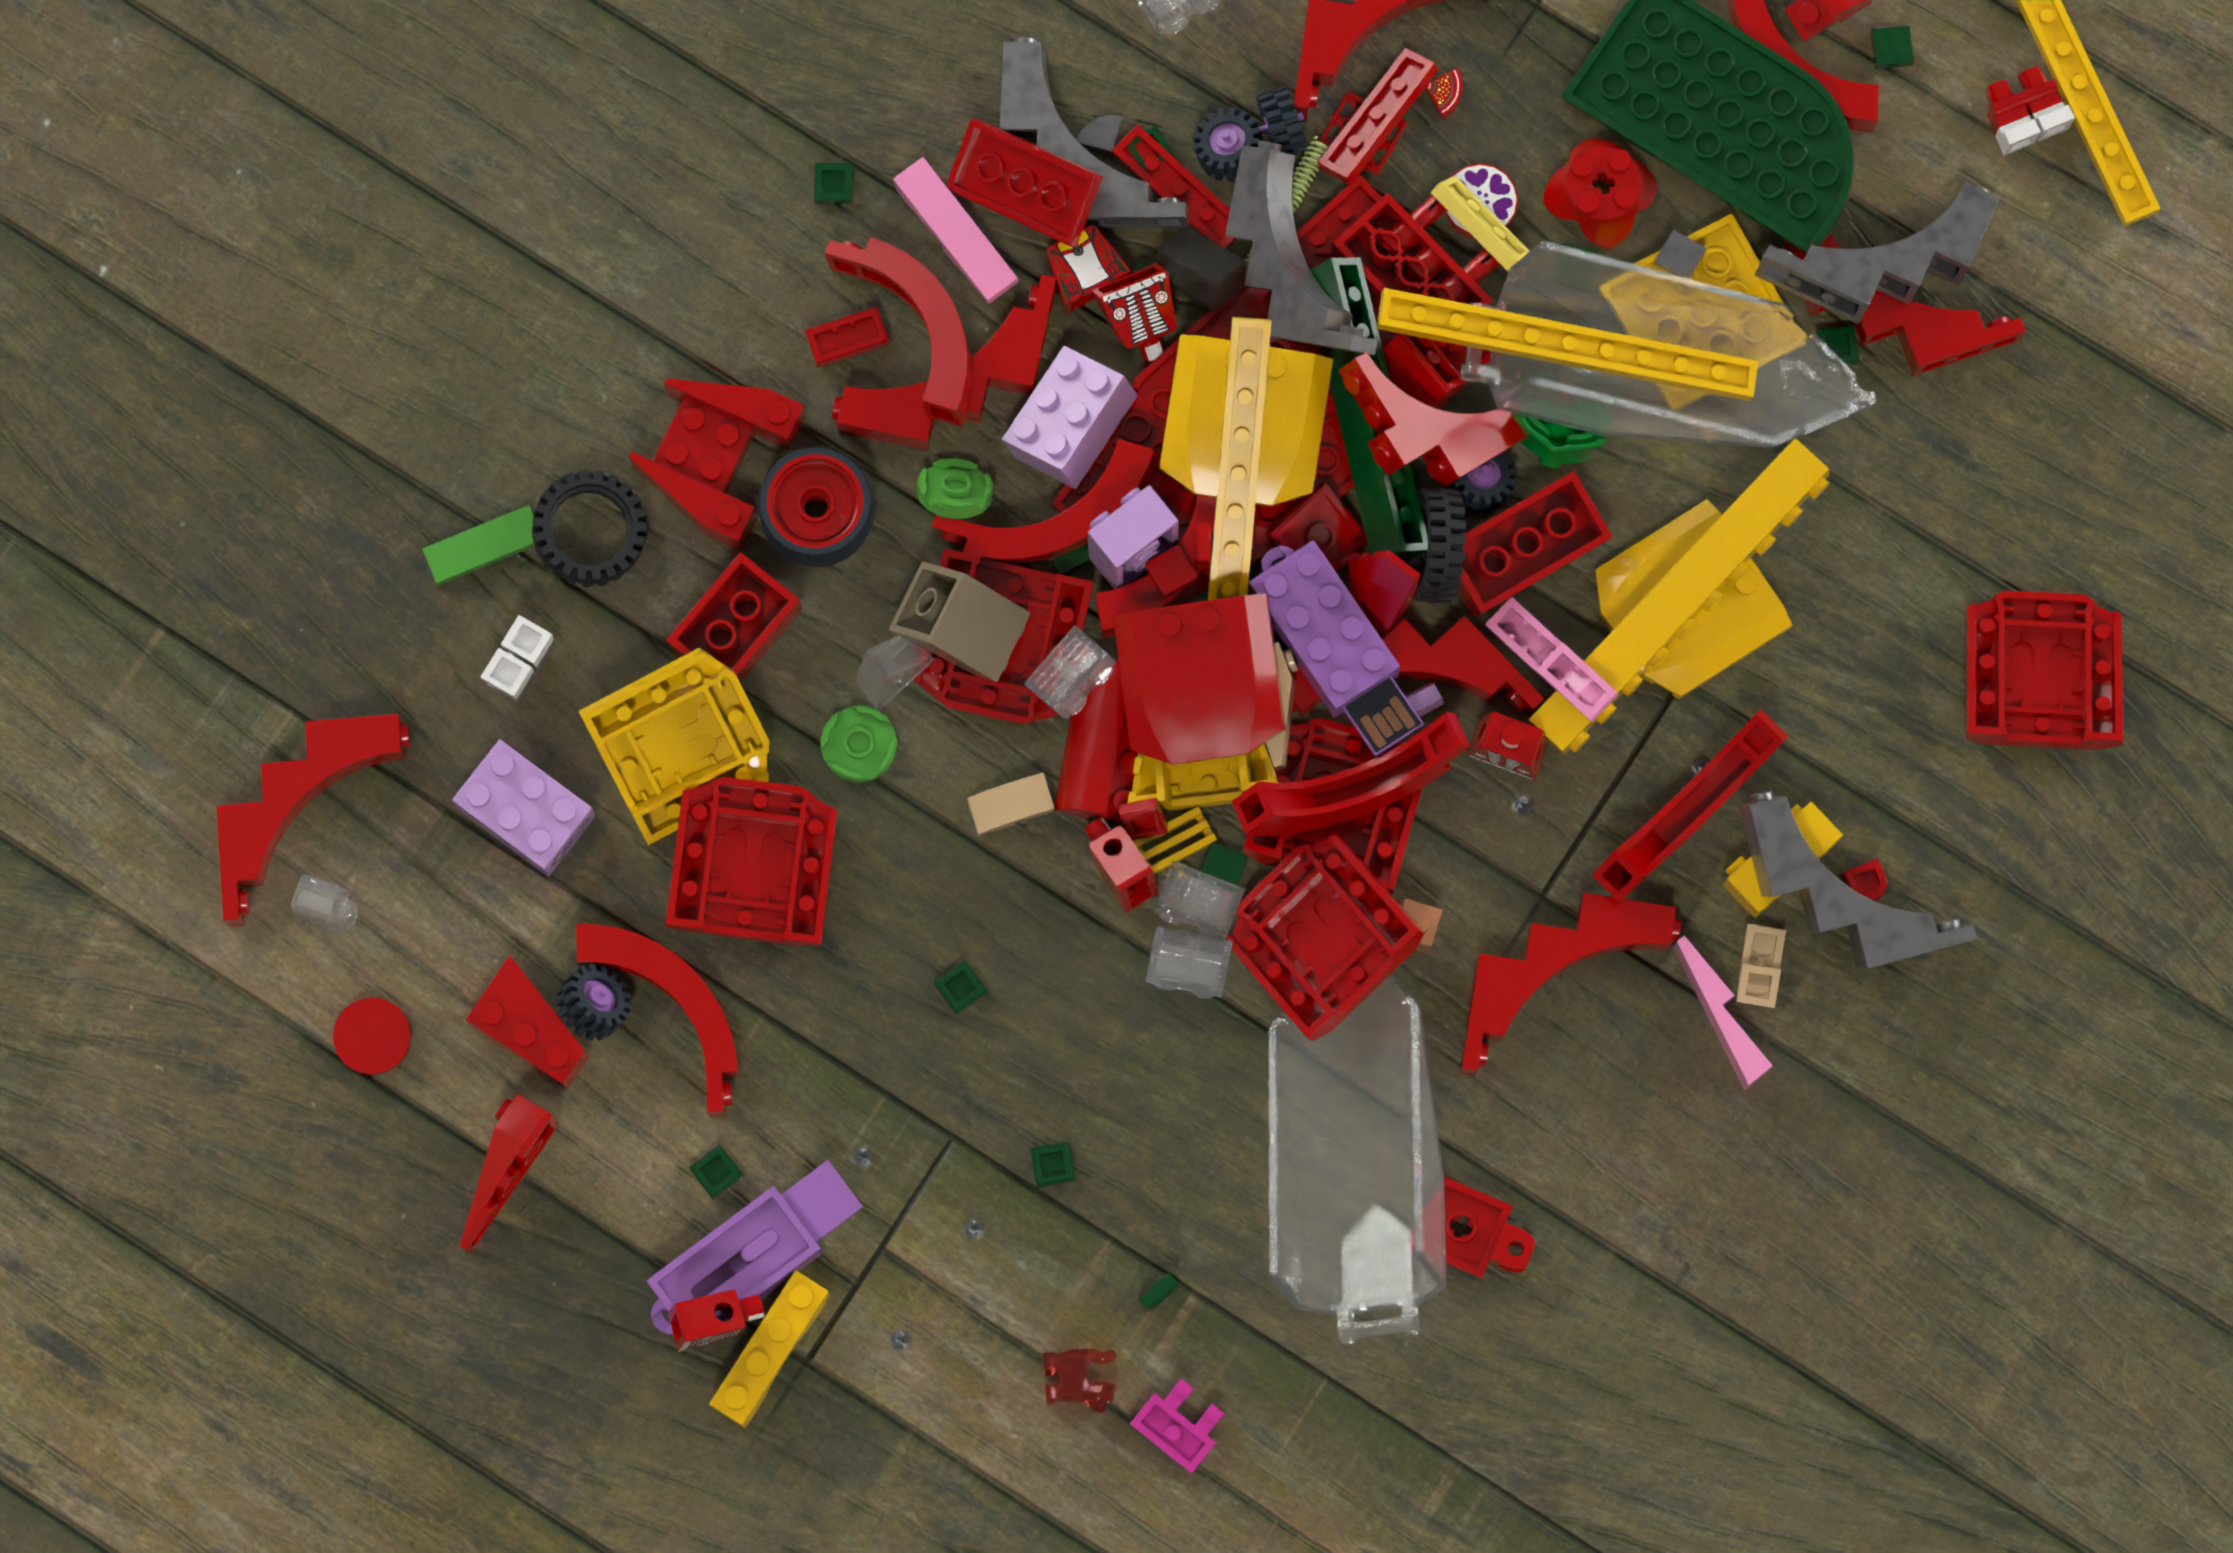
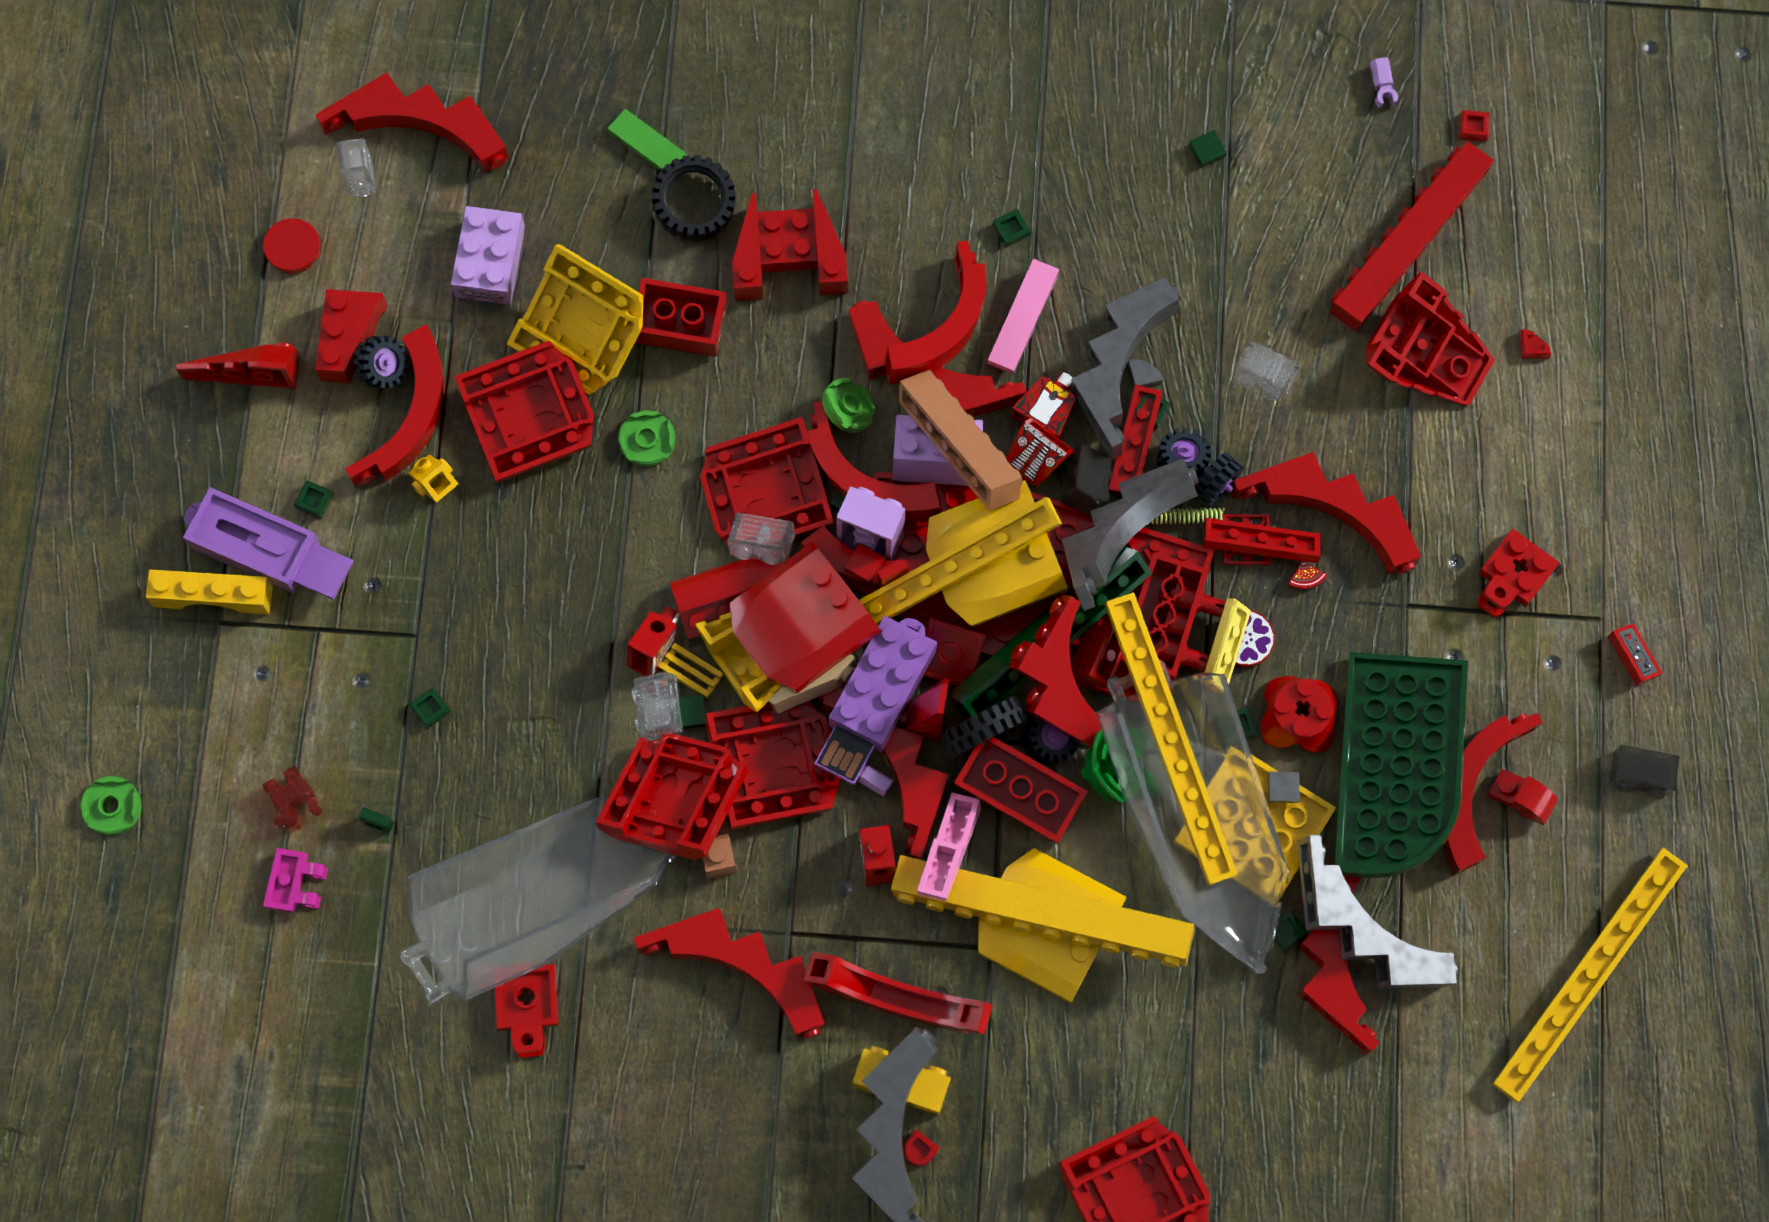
camera: 60 degrees right, 5 degrees down
(526, 653) = (586, 203): white hips -> none
(696, 1324) = (191, 528): red torso -> none
(775, 1015) = (432, 477): none -> yellow brick
(811, 478) = (786, 305): red wheel -> none
(847, 337) = (912, 288): red plate -> none
(890, 669) = (707, 429): clear slope -> none
(960, 620) = (756, 451): dark tan slope -> none
(960, 987) = (518, 587): dark green tile -> none
(1010, 803) = (658, 553): tan slope -> none
(1024, 182) = (1078, 338): red tile -> none
(1088, 381) = (960, 440): none -> nougat brick
(1143, 819) = (692, 640): red tile -> none
(1188, 962) = (610, 720): clear brick -> none
(1346, 795) = (779, 760): red arch -> none
(1713, 995) = (747, 1129): bright pink slope -> none
(1760, 965) = (820, 1106): tan slope -> none
(1892, 47) = (1521, 856): dark green tile -> none
(2027, 115) = (1544, 975): hips -> none

